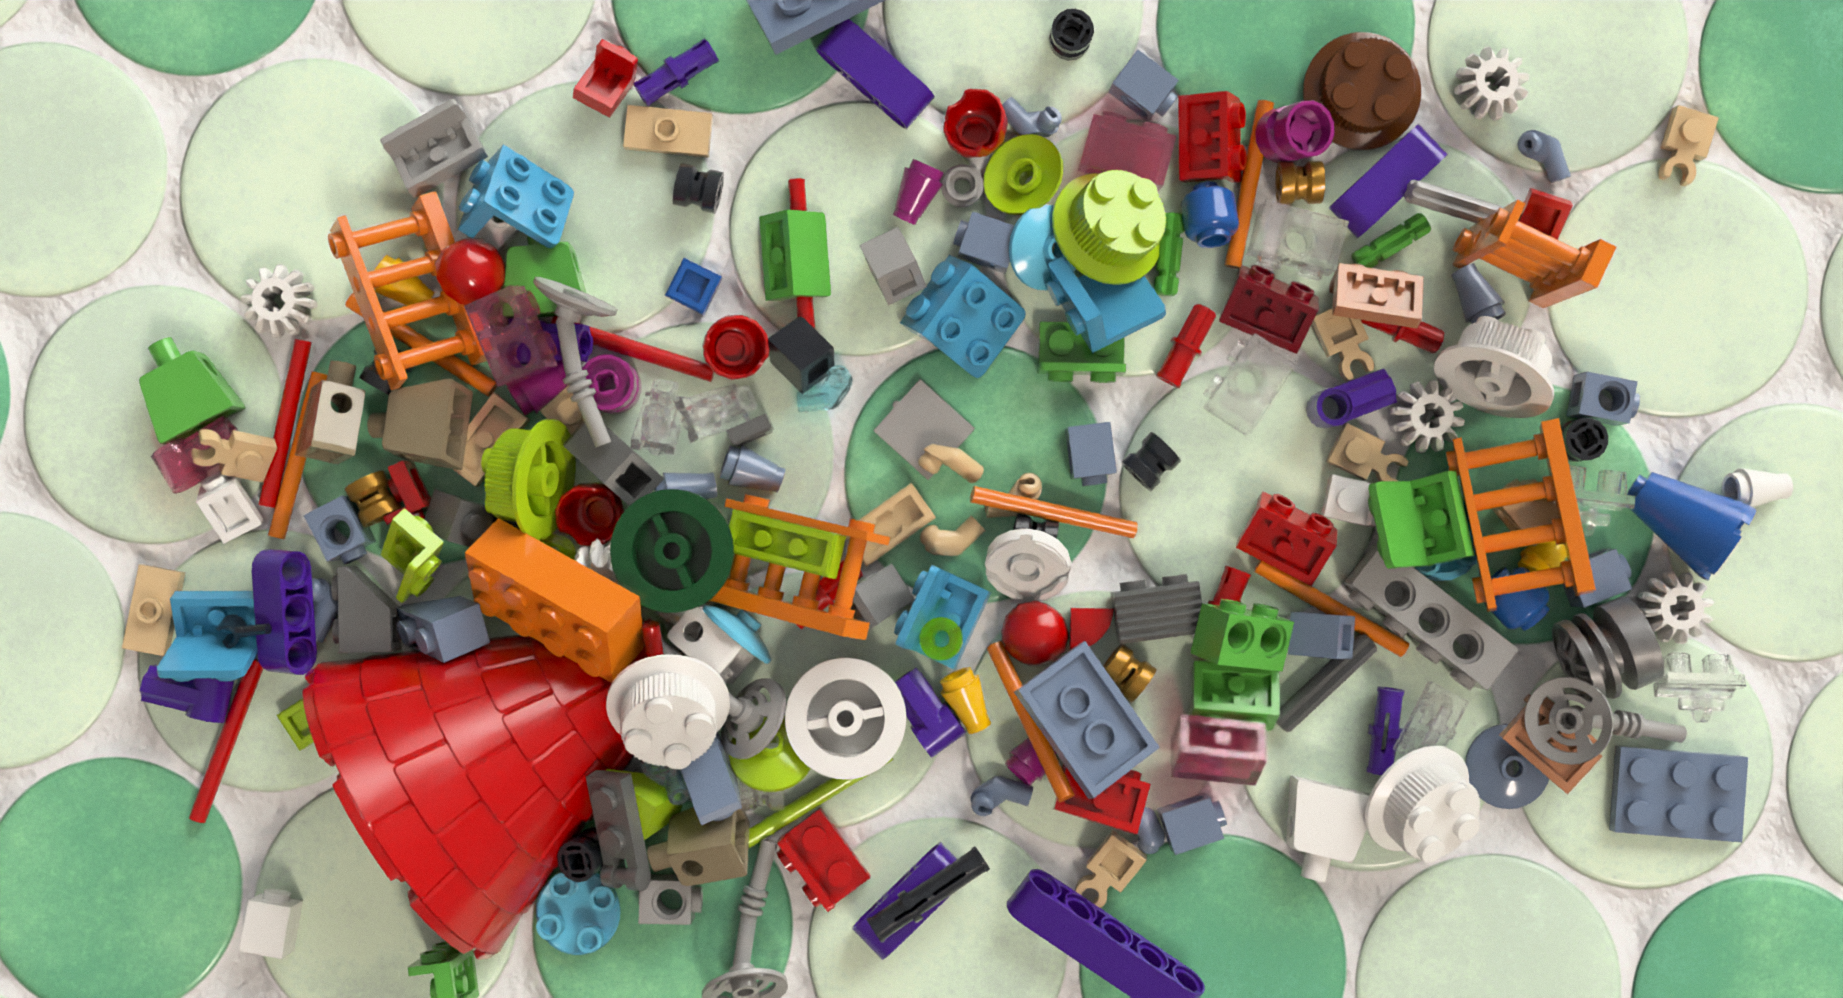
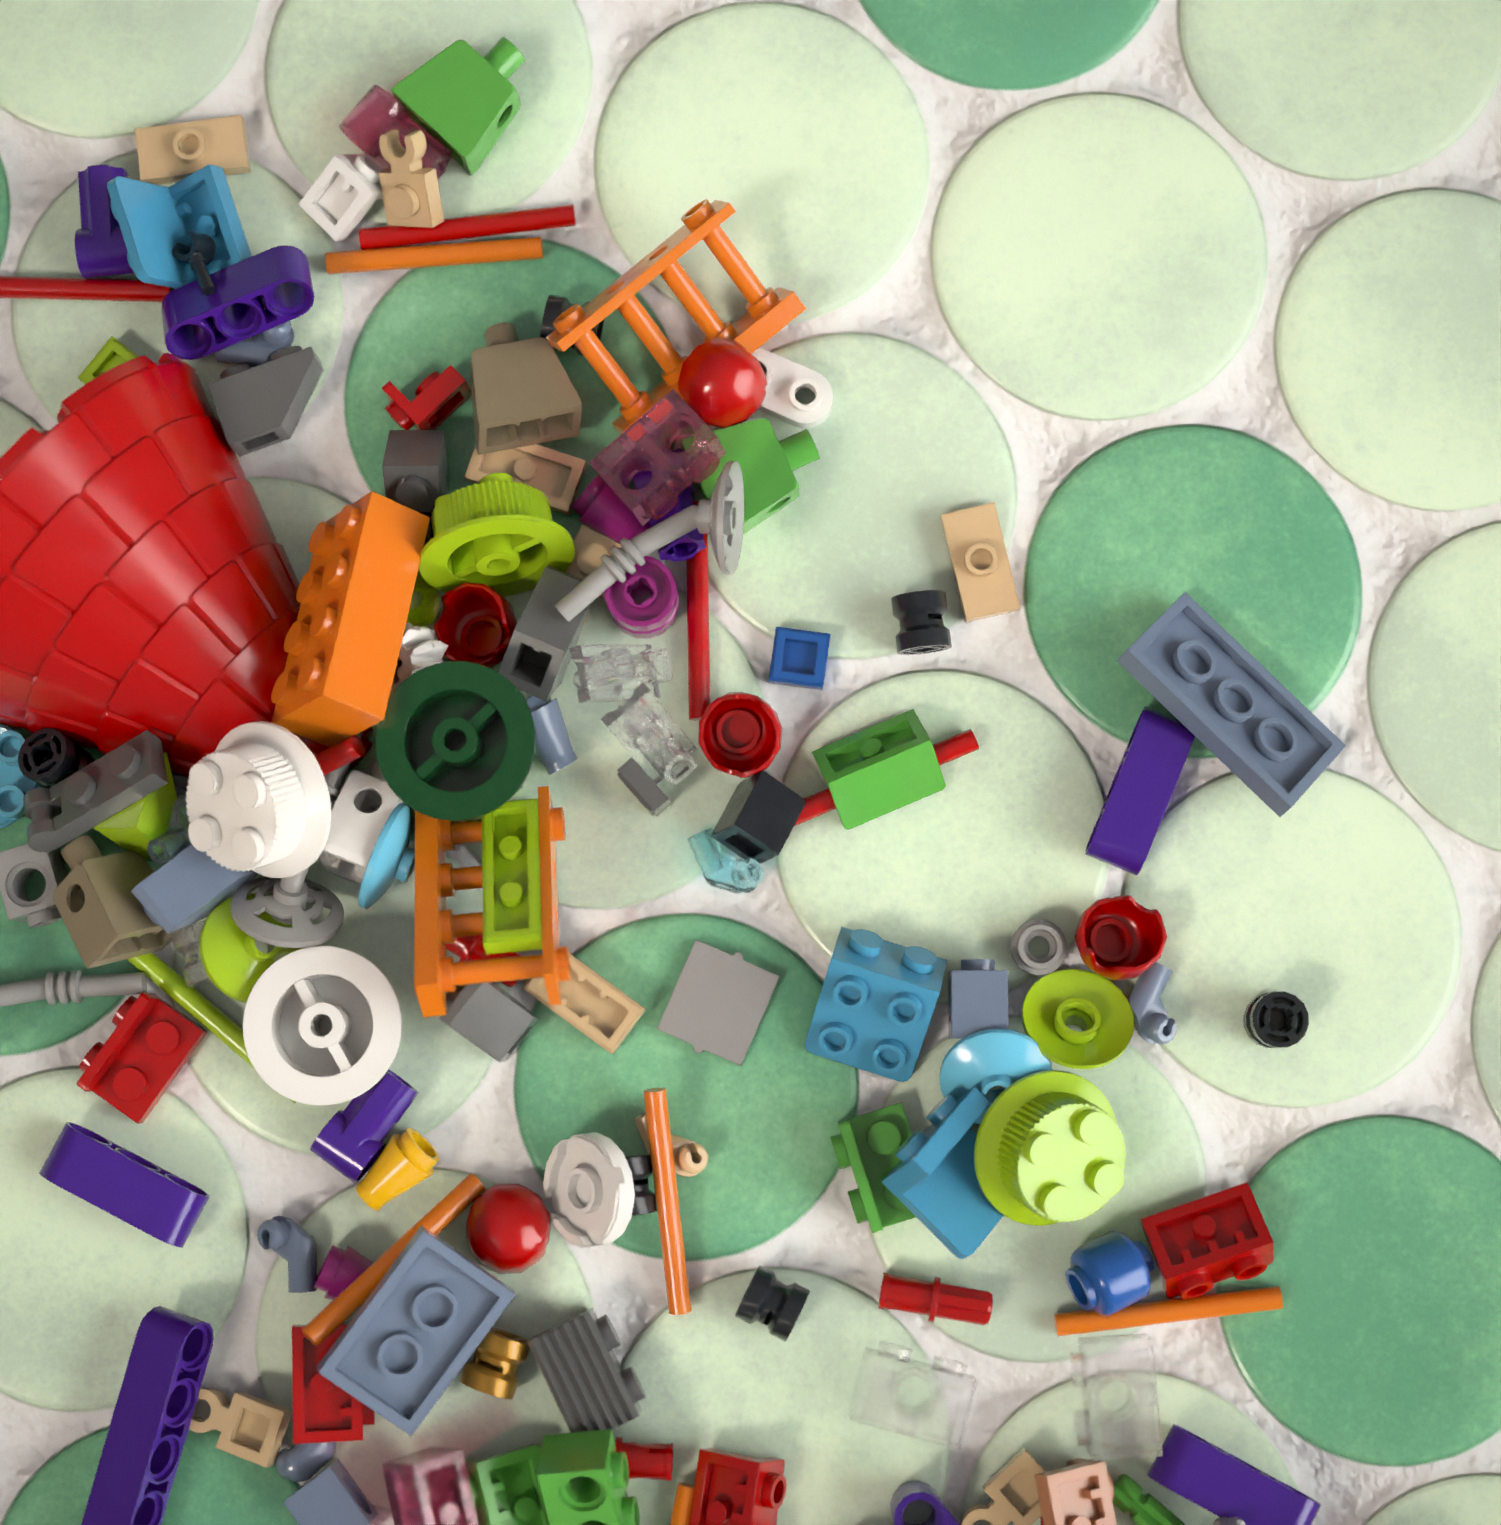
camera: 85 degrees right, 5 degrees down
(266, 311) = (597, 157): white gear -> none
(323, 522) = (358, 312): sand blue brick -> none
(328, 433) = (468, 279): dark tan torso -> none
(372, 498) = (400, 370): pearl gold wheel -> none
(405, 291) = (673, 317): yellow cone -> none
(413, 552) = (359, 431): lime bracket -> none
(434, 147) = (860, 289): light grey bracket -> none
(442, 627) = (278, 496): sand blue slope -> none
(450, 363) = (605, 400): orange bar -> none
(518, 195) = (833, 408): dark azure bracket -> none
(607, 78) = (1016, 466): red bracket -> none
(676, 72) = (1055, 547): dark purple pin -> none
(750, 470) = (595, 805): sand blue cone -> none
(893, 266) = (906, 894): light grey brick -> none
(917, 190) = (1012, 892): magenta cone -> none
(927, 894) = (134, 1202): black pin -> none
(928, 634) = (460, 1094): clear neon green plate -> none
(944, 596) = (489, 1102): dark azure bracket -> none
(951, 542) = (587, 1082): tan arm -> none
(953, 458) = (693, 1050): tan arm -> none
(1088, 625) = (541, 1293): red tile -> none
(1091, 452) = (757, 1223): sand blue brick -> none
(1127, 147) = (1156, 1139): clear pink brick -> none
(1144, 87) = (1242, 1136): sand blue brick -> none
(1169, 256) = (1041, 1239): bright green axle -> none
(1270, 308) = (1019, 1391): dark red bracket -> none
(1294, 131) = (1252, 1347): magenta wheel -> none
(1300, 182) = (1191, 1376): pearl gold wheel -> none
(1366, 88) = (1338, 1417): reddish brown piece -> none

